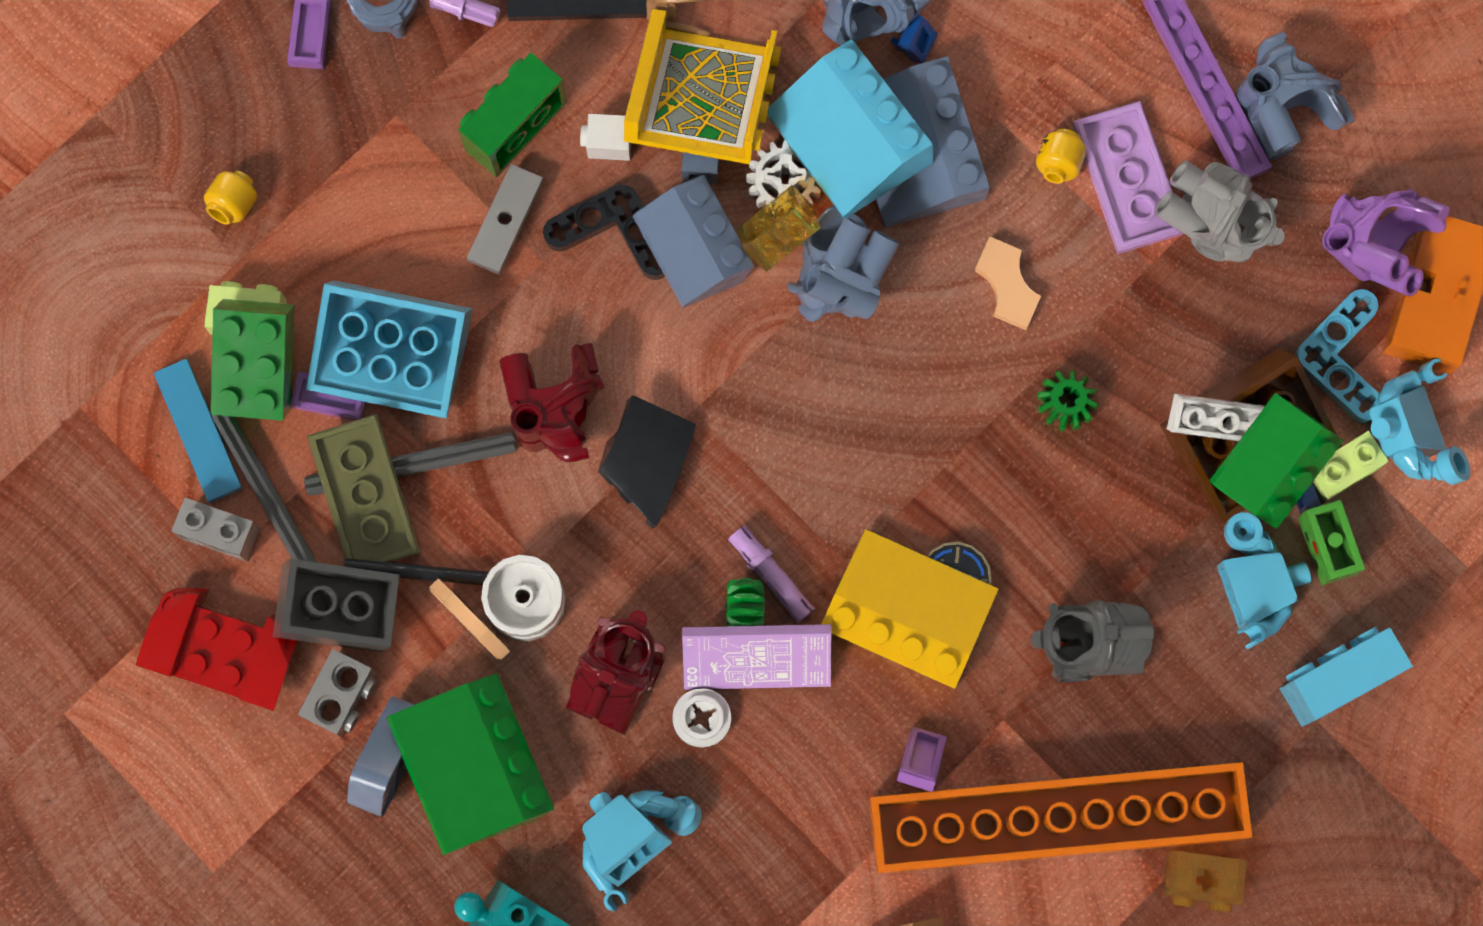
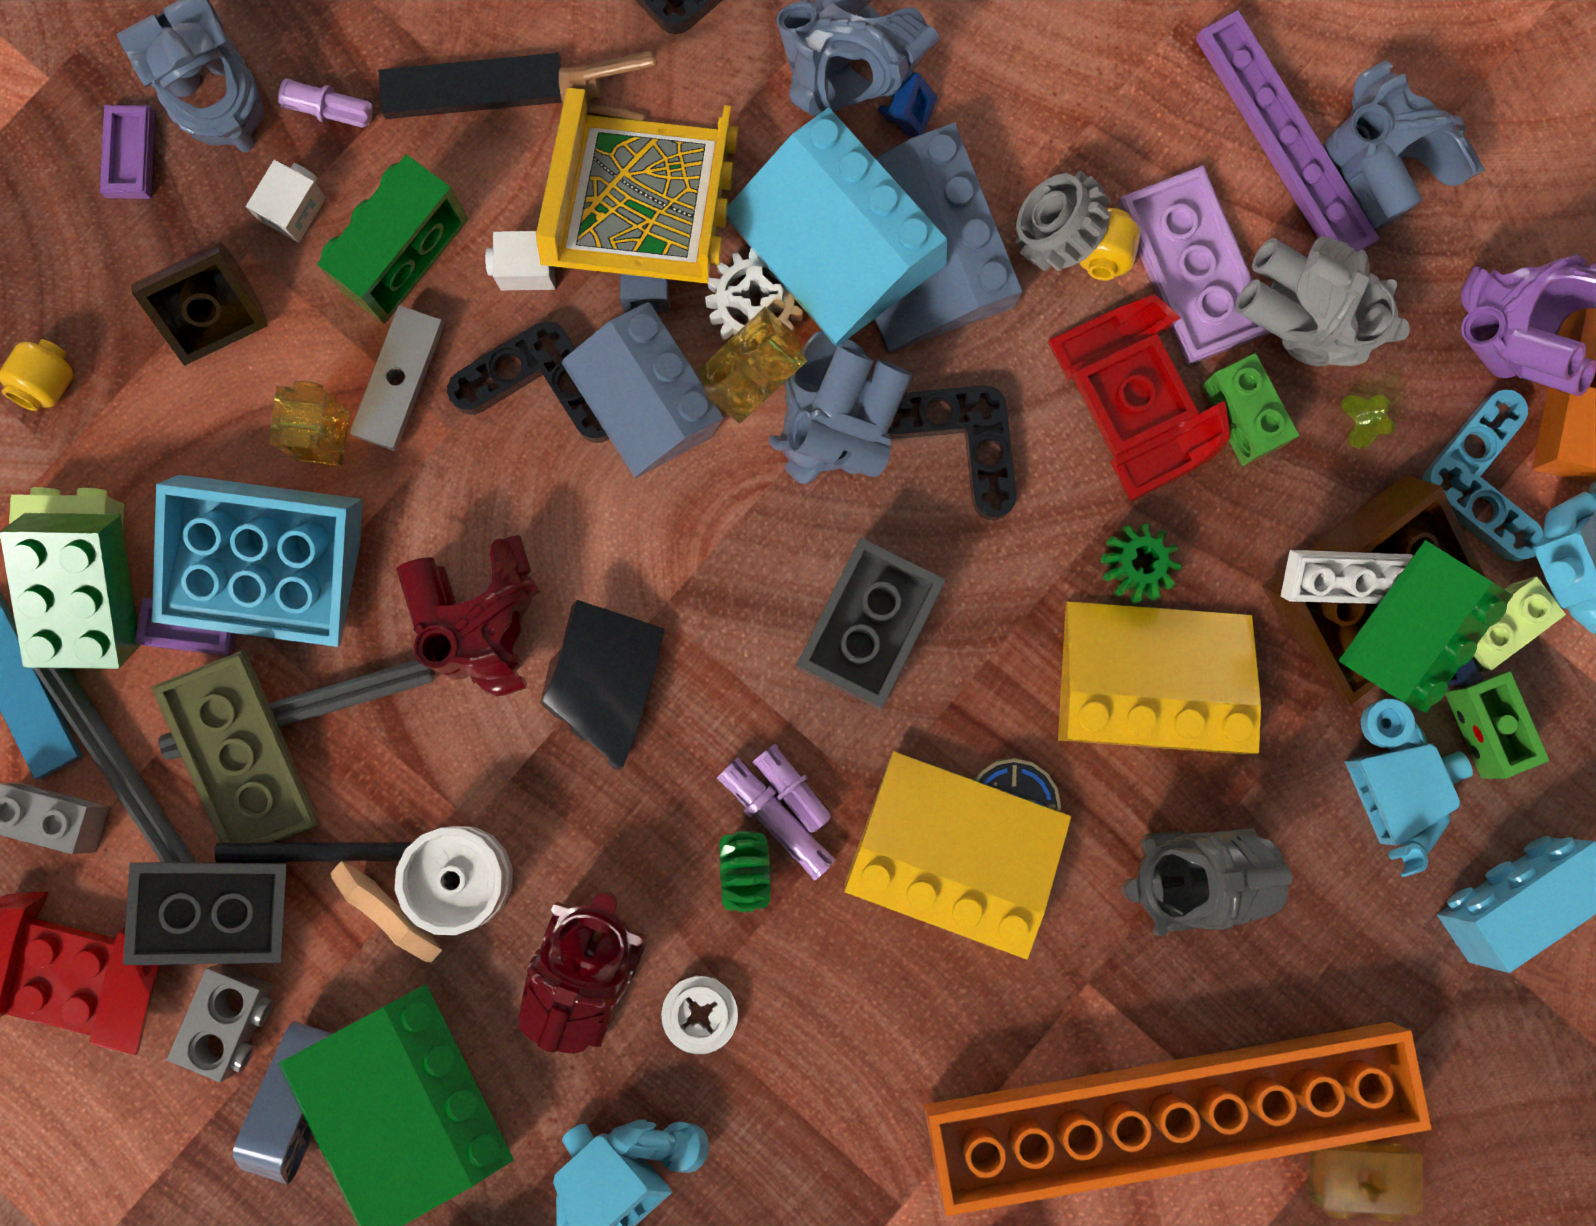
camera: 10 degrees left, 5 degrees up
(362, 152) = (201, 303): none -> dark brown brick
(431, 78) = (287, 199): none -> white brick
(439, 249) = (309, 424): none -> clear yellow brick
(757, 656) = (764, 933): lavender tile -> none
(785, 552) = (792, 788): none -> lavender axle
(854, 430) = (870, 624): none -> dark grey brick
(921, 759) = (989, 1053): medium lavender tile -> none
(948, 292) = (976, 432): none -> black beam
(1001, 268) = (1042, 396): light nougat tile -> none
(1025, 136) = (1062, 221): none -> light grey gear
(1075, 491) = (1159, 679): none -> yellow slope
(1076, 274) = (1140, 395): none -> red piece
(1160, 290) = (1253, 408): none -> bright green brick
(1255, 304) = (1369, 419): none -> clear neon green piece

